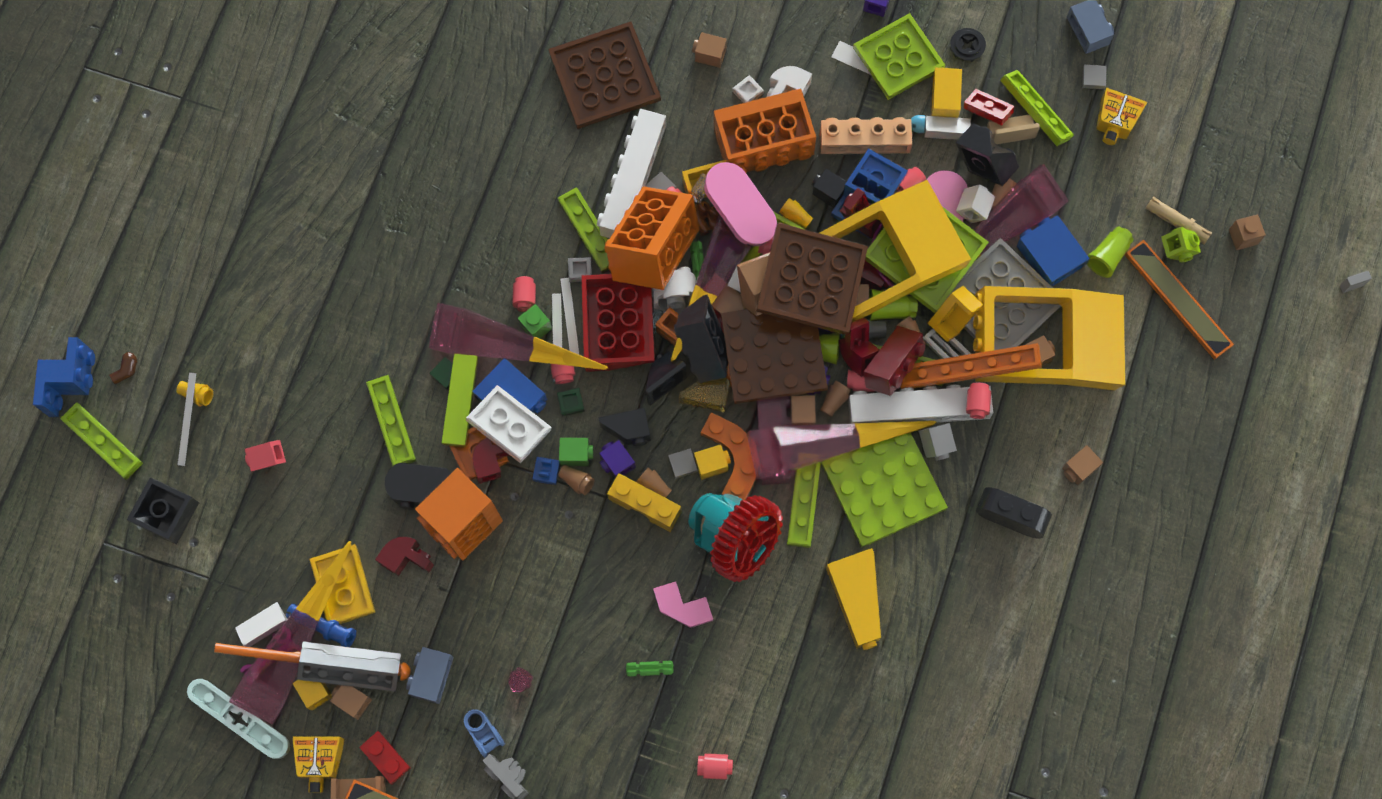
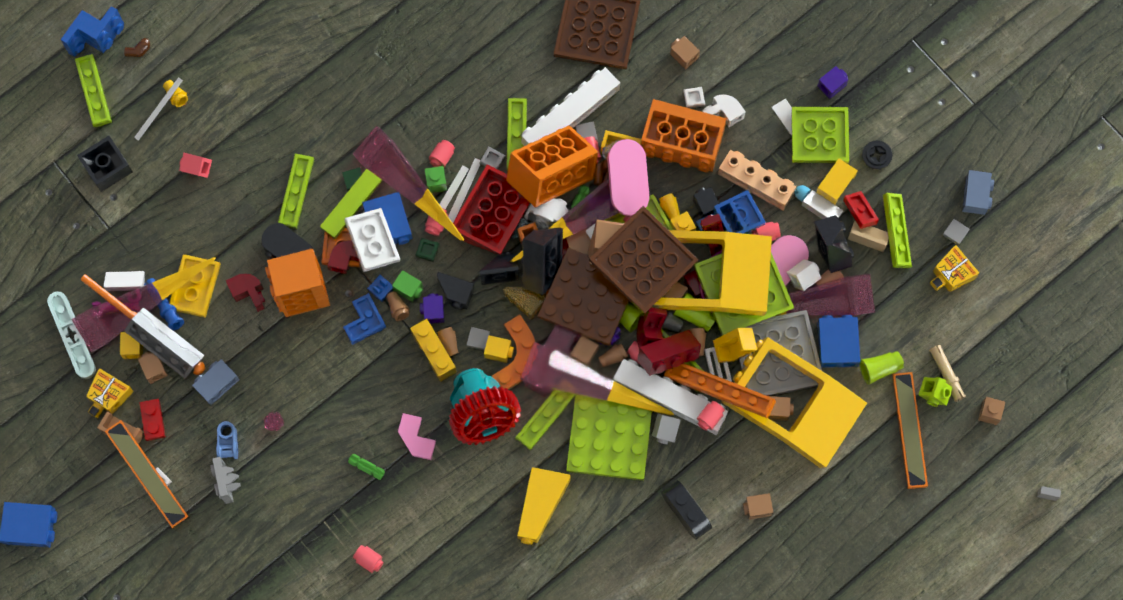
camera: 30 degrees right, 0 degrees up
(555, 514) = (368, 323): none -> blue tile
(821, 220) = (683, 223): none -> yellow brick

